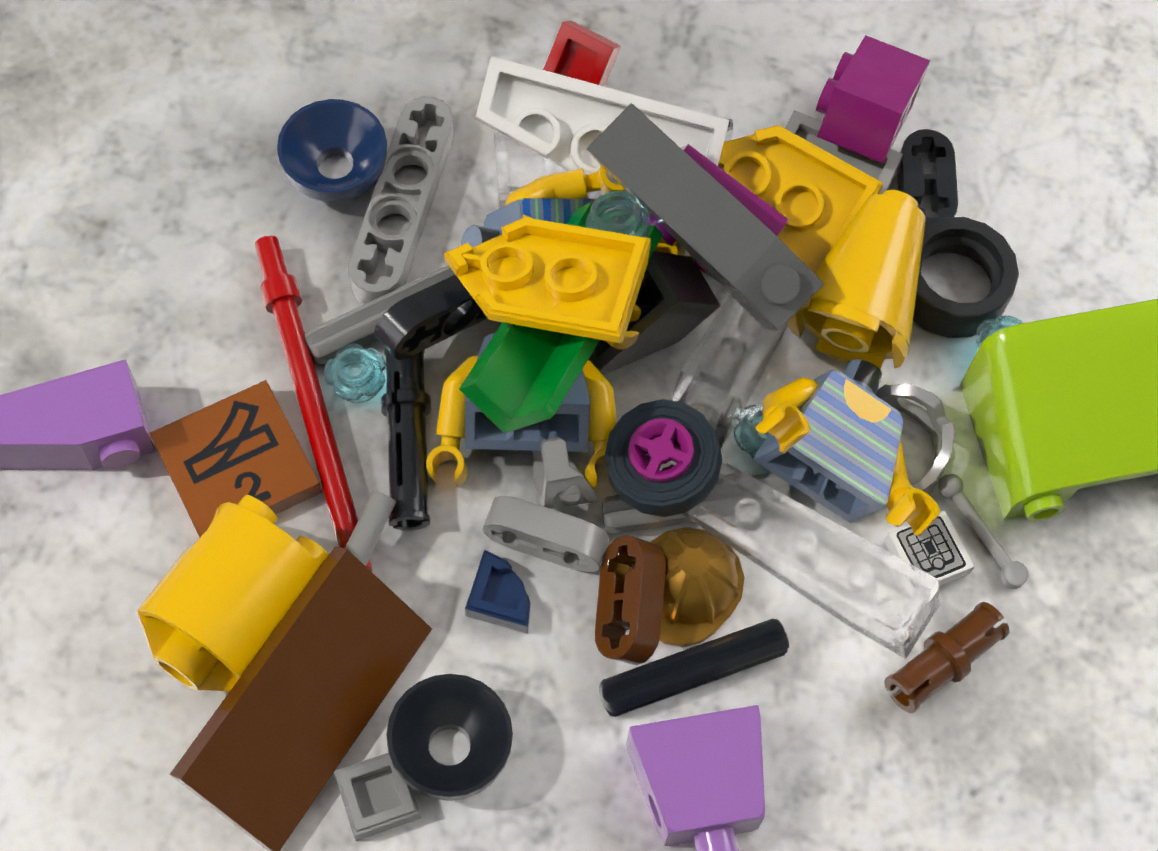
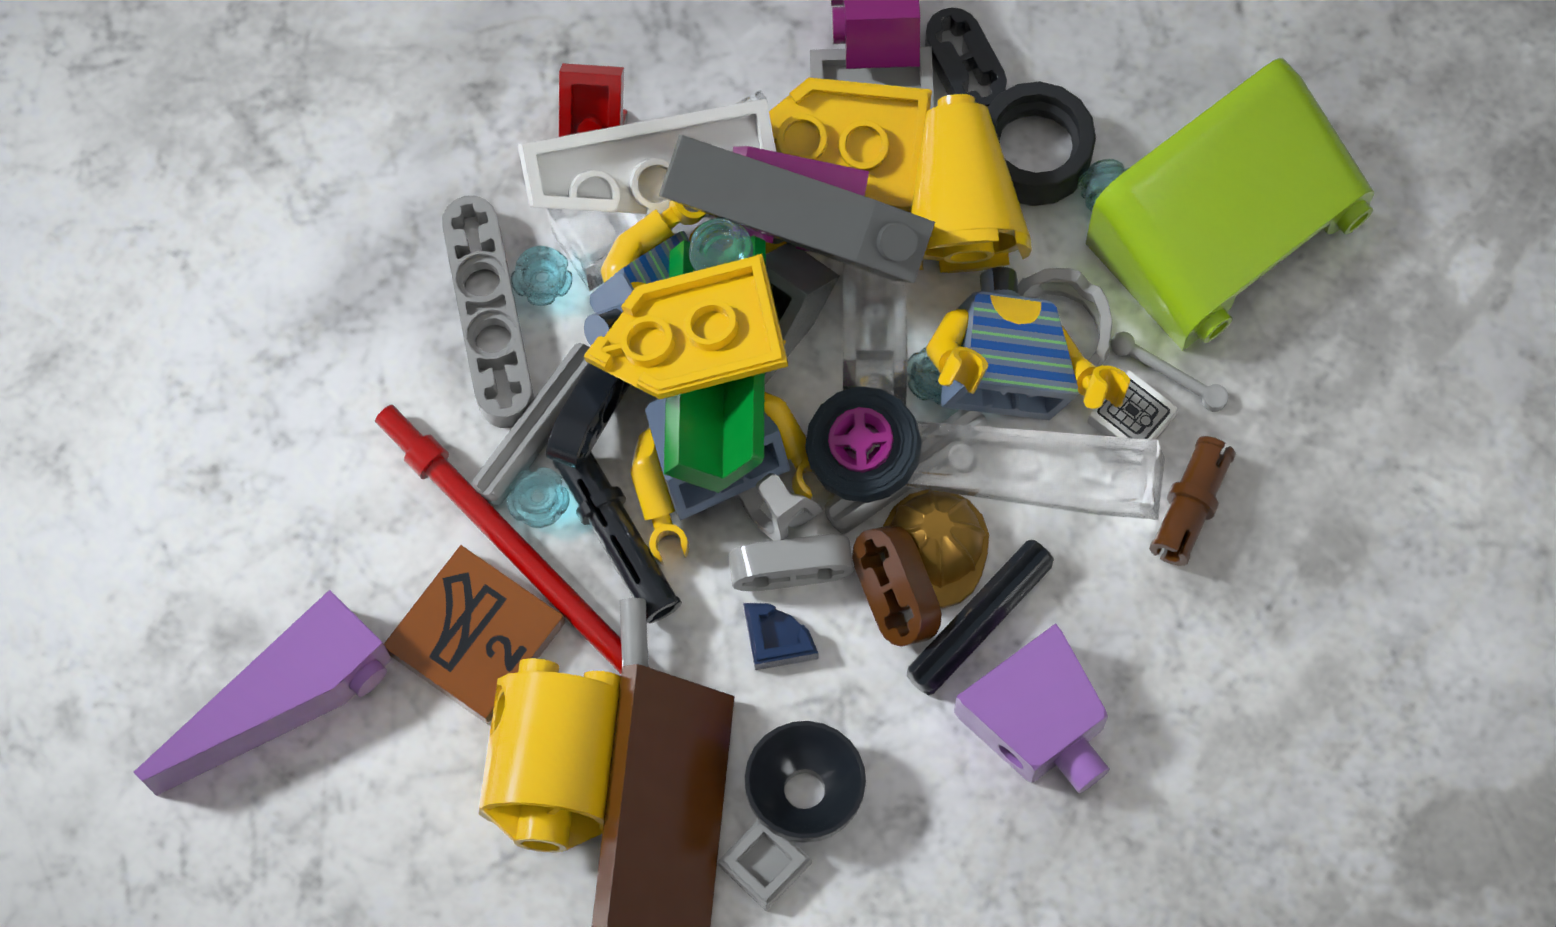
camera: 20 degrees left, 5 degrees up
(330, 130) = (394, 270): dark blue piece -> none
(463, 177) = (541, 260): none -> clear light blue plate

